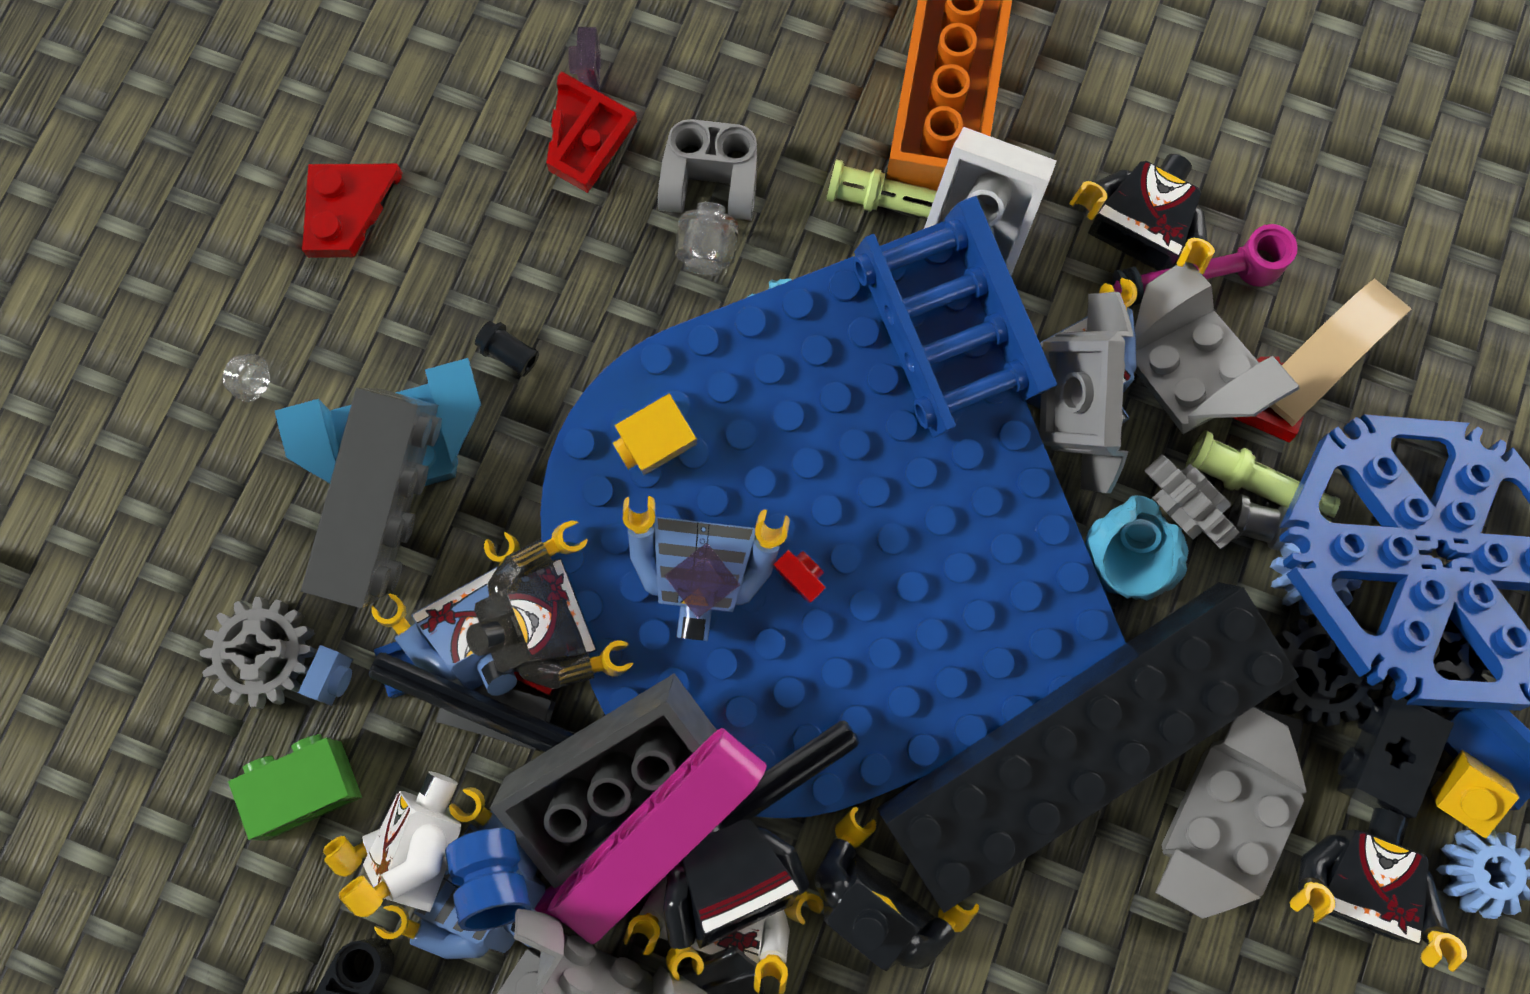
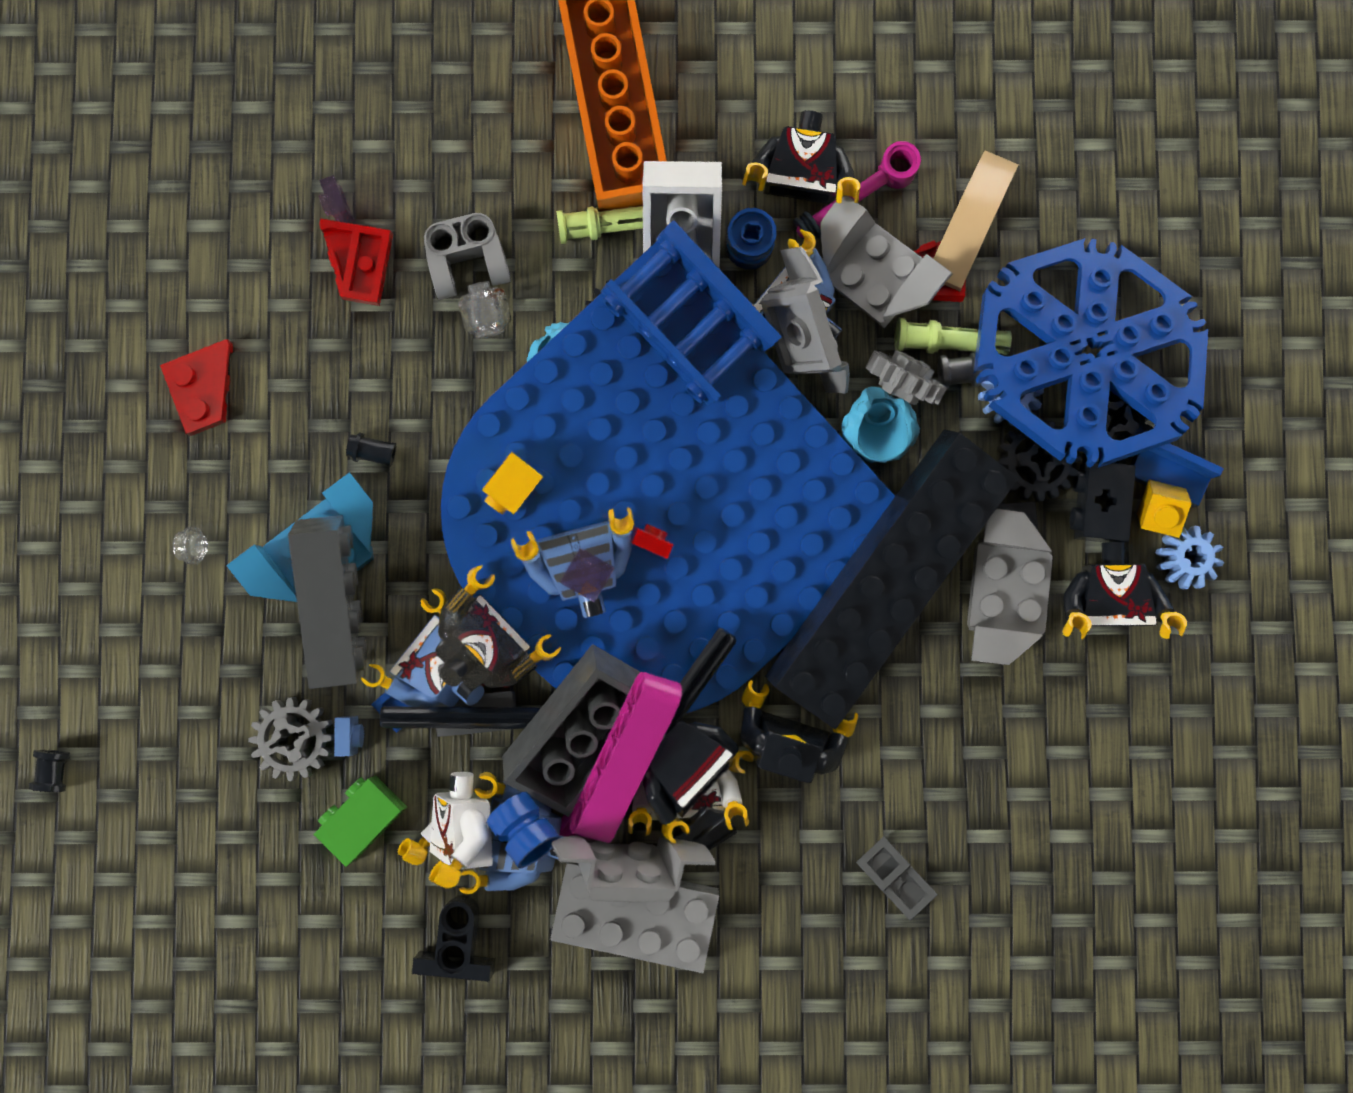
camera: 20 degrees left, 10 degrees up
(1056, 272) = (750, 238): none -> blue wheel

